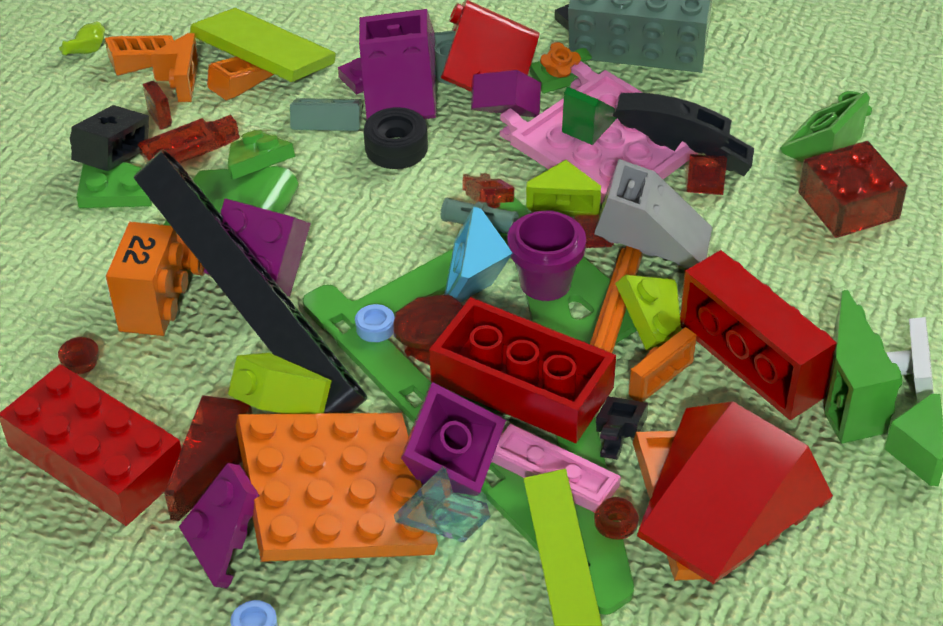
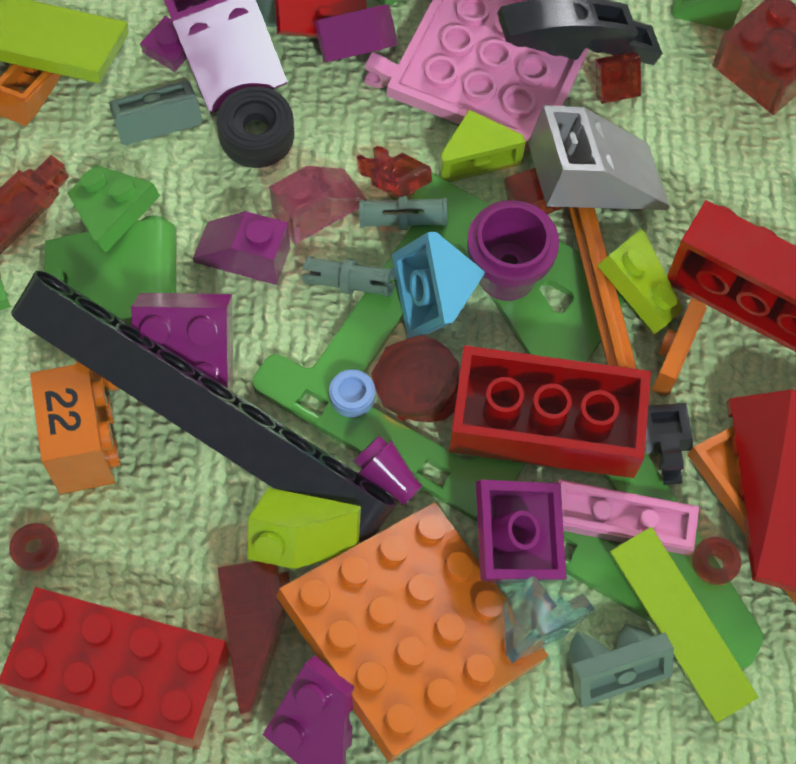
camera: 25 degrees left, 20 degrees up
(348, 209) = (245, 246): none -> magenta slope
(373, 375) = (387, 469): none -> magenta cone
(412, 191) = (314, 199): none -> clear pink slope
(414, 247) = (349, 276): none -> sand green pin
(493, 570) = (634, 664): none -> sand green tile
(585, 116) = (467, 43): green slope -> none

